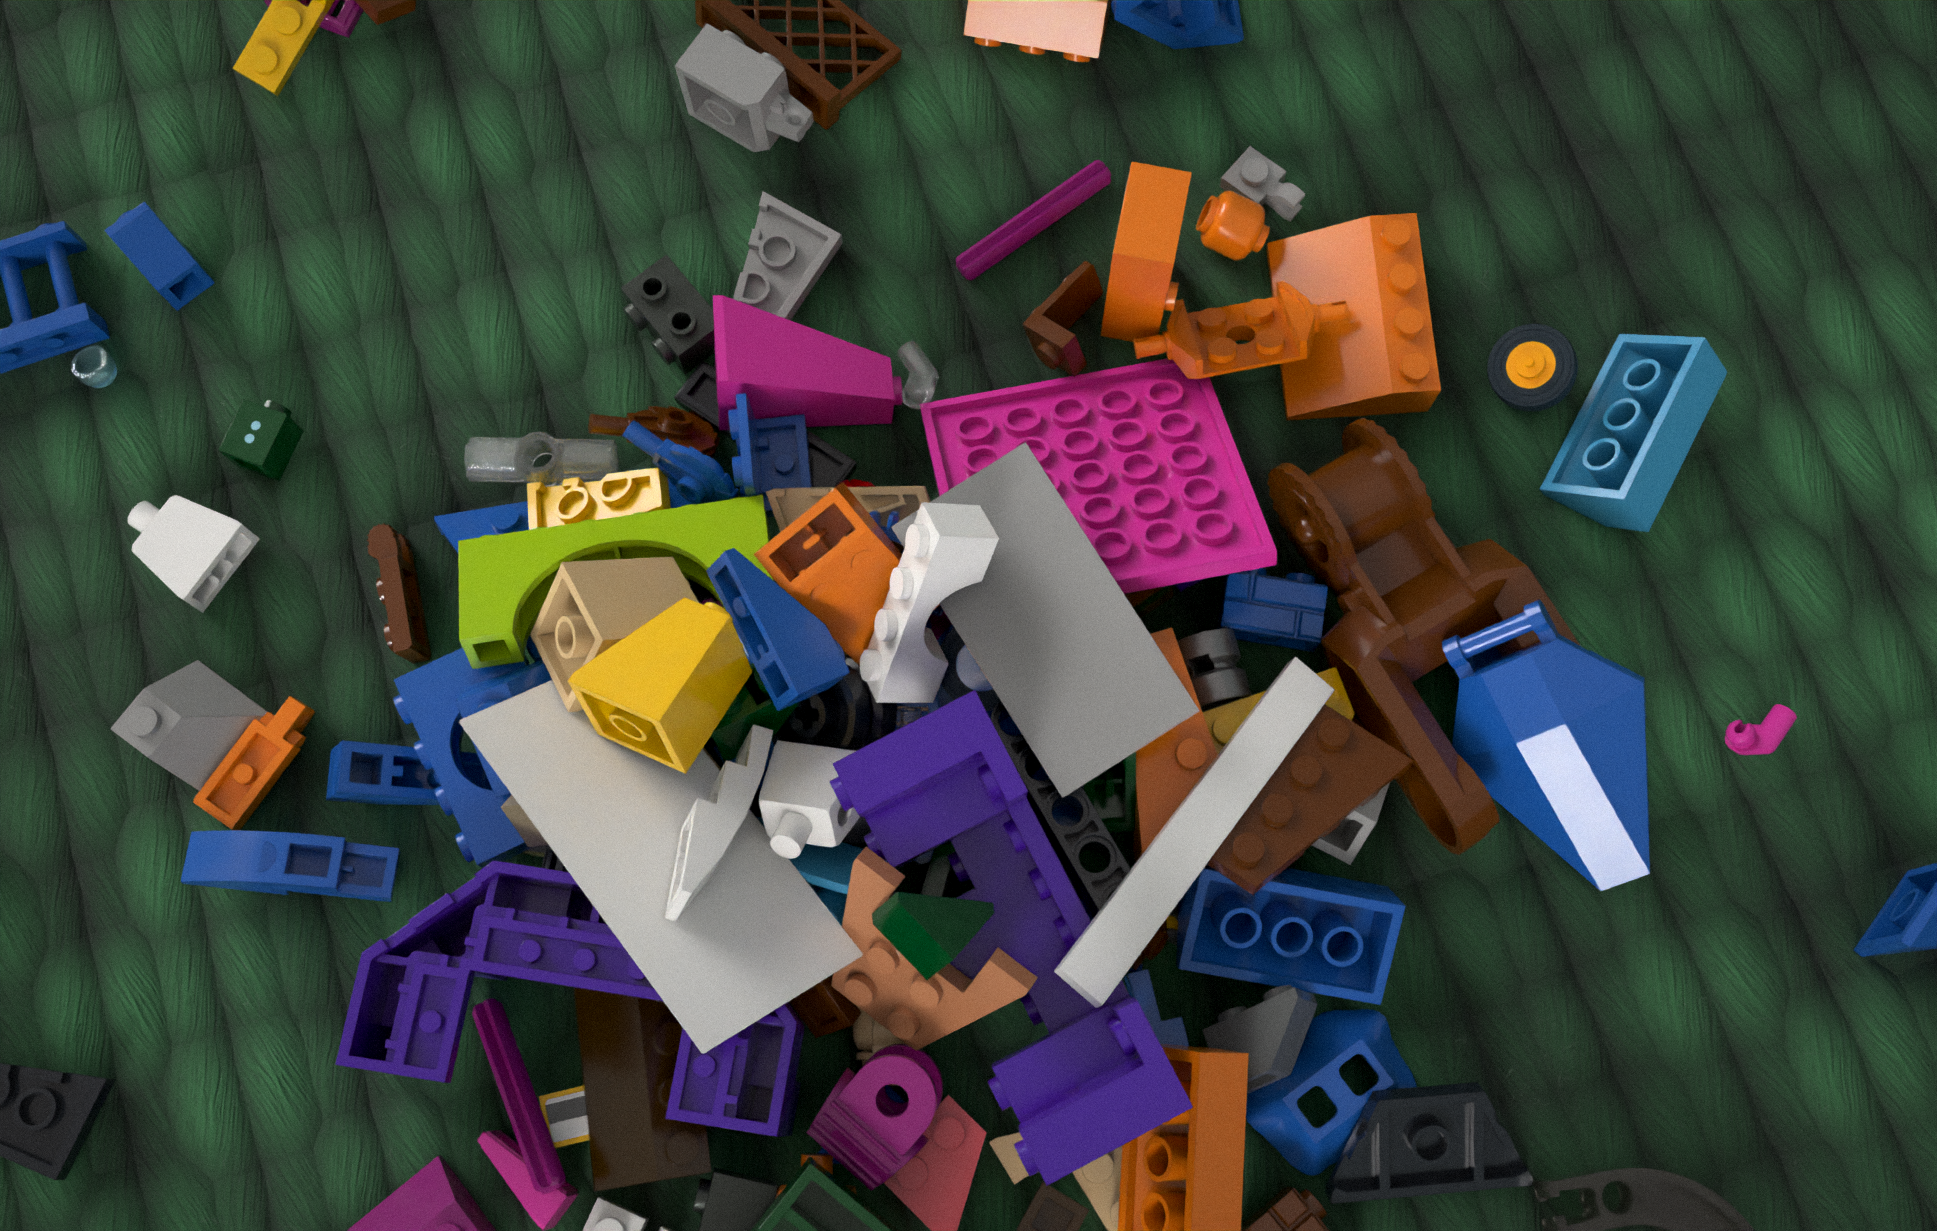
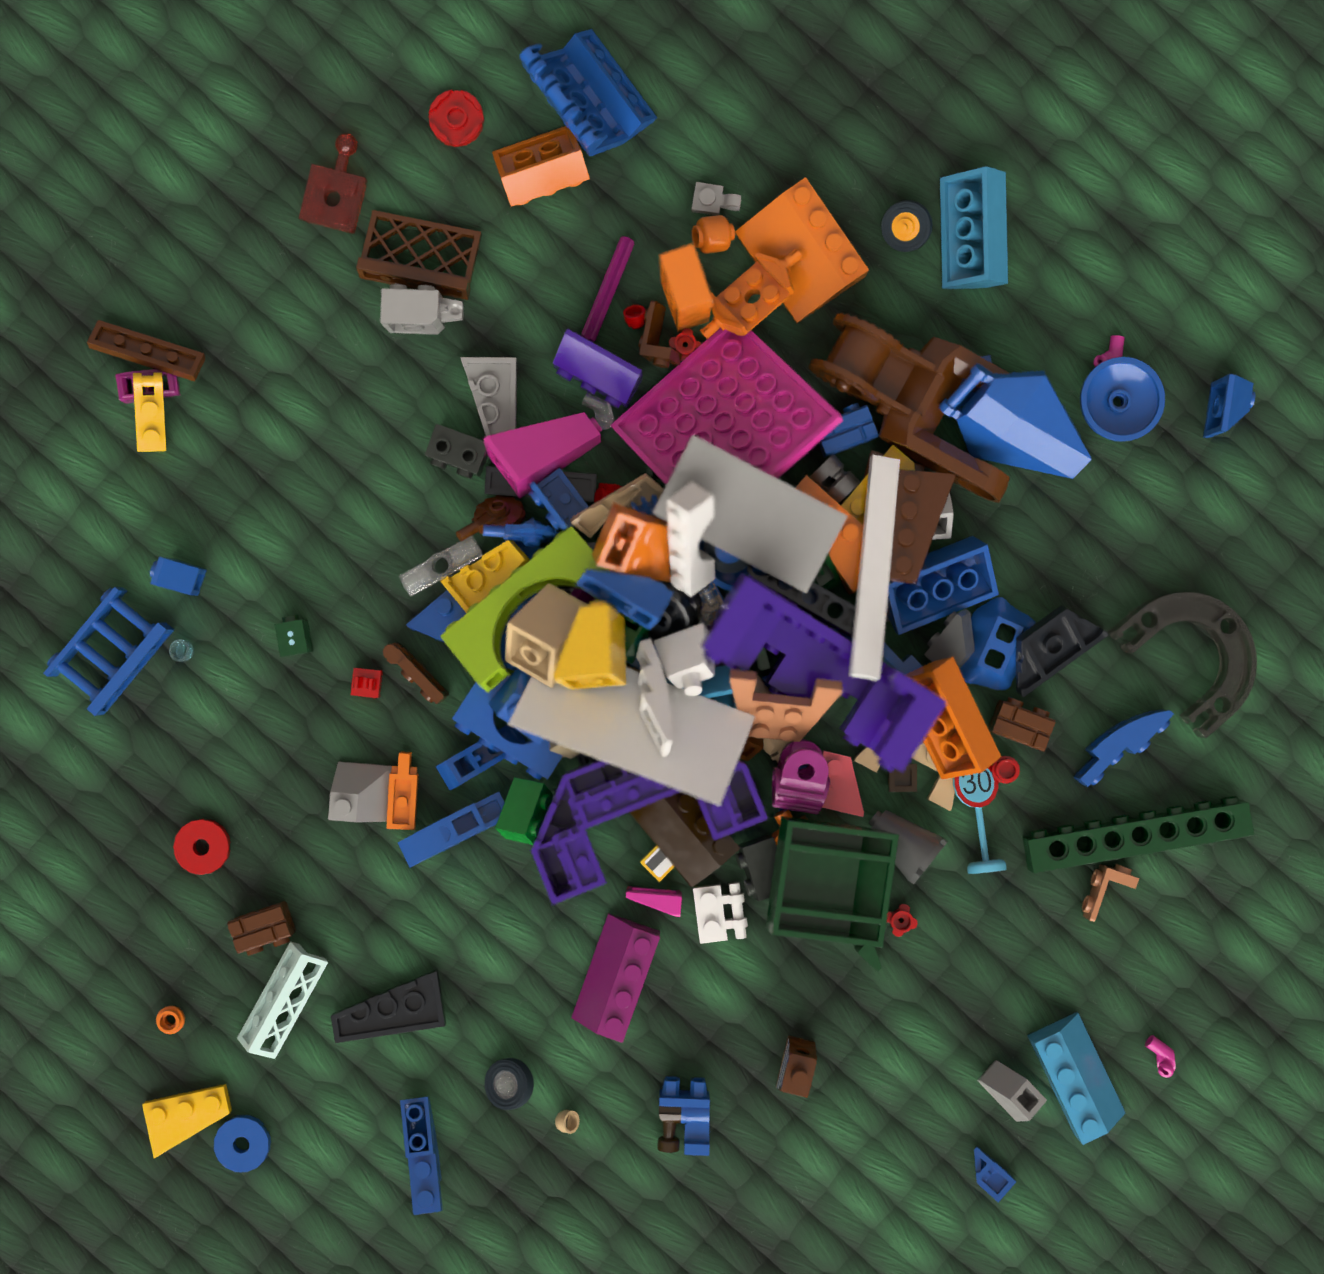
camera: 30 degrees left, 15 degrees up
(190, 547) = (296, 711): white torso -> none
(320, 568) = (366, 682): none -> red tile
(404, 889) = (524, 811): none -> green brick
(518, 1096) = (632, 868): magenta axle -> none
(930, 928) = (783, 688): dark green slope -> none
(948, 311) = (597, 369): none -> dark purple slope
(1048, 275) = (634, 316): none -> red hinge
(1101, 342) = (686, 336): none -> red plate
(1778, 801) = (1140, 397): none -> blue dish

